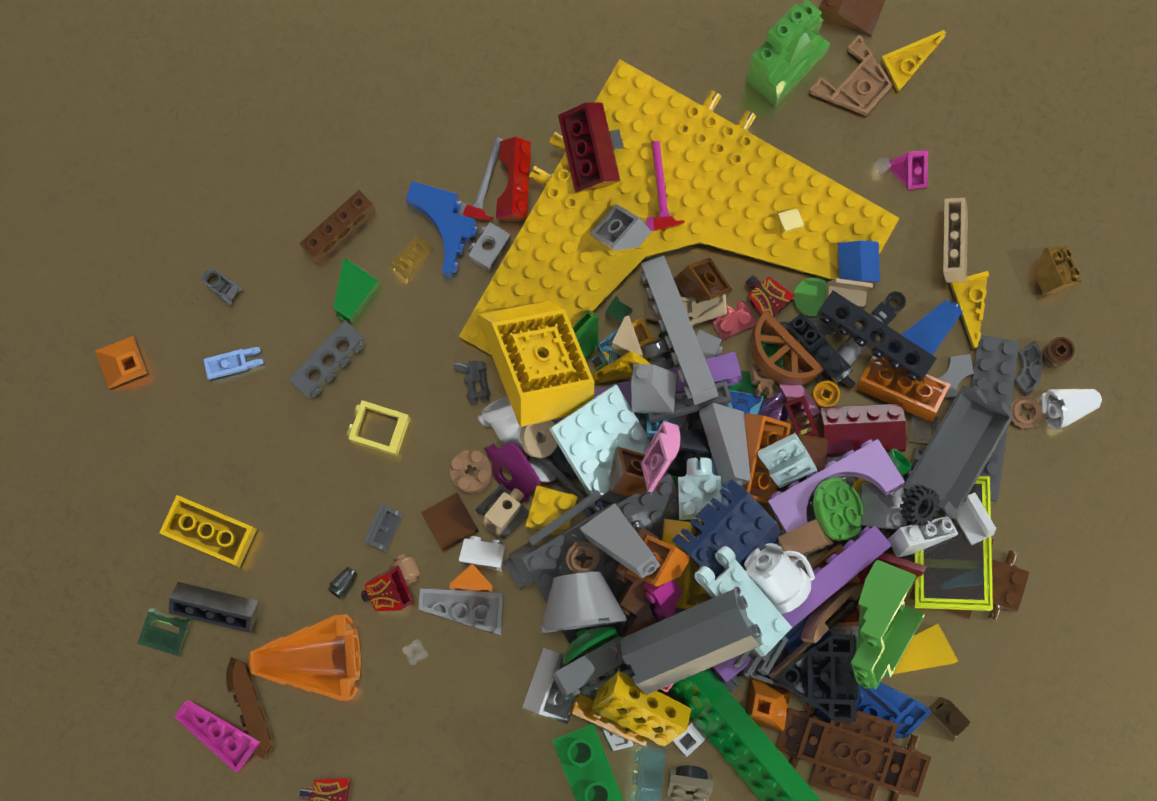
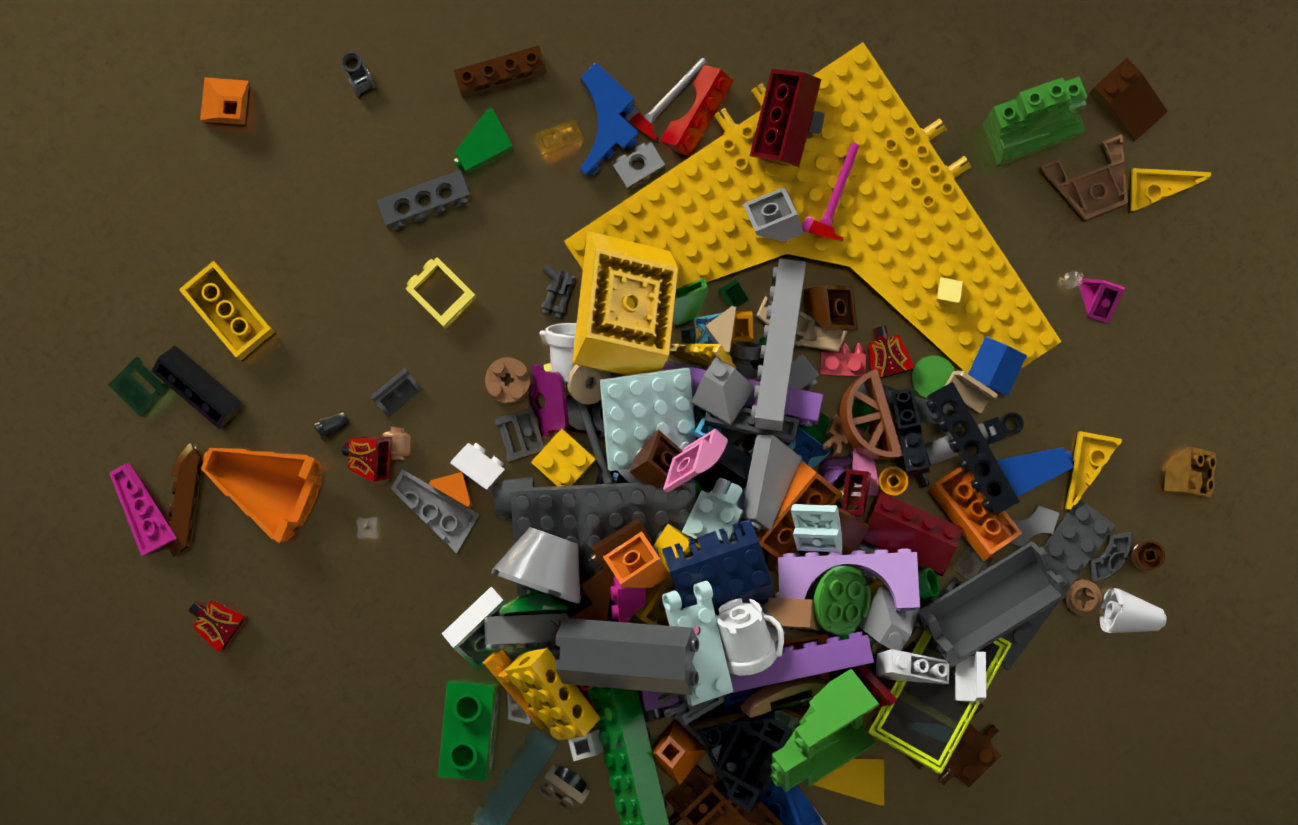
camera: 30 degrees right, 5 degrees up
(231, 363) = (329, 155): light blue hinge -> none
(449, 521) = (463, 418): reddish brown slope -> none
(498, 518) = (509, 441): tan torso -> none
(565, 517) = (572, 473): dark grey bar -> none
(588, 563) = (572, 530): medium nougat gear -> none
(618, 539) = (611, 522): light grey slope -> none
(927, 509) = (927, 645): black tyre -> none
(955, 240) = (1105, 392): tan brick -> none

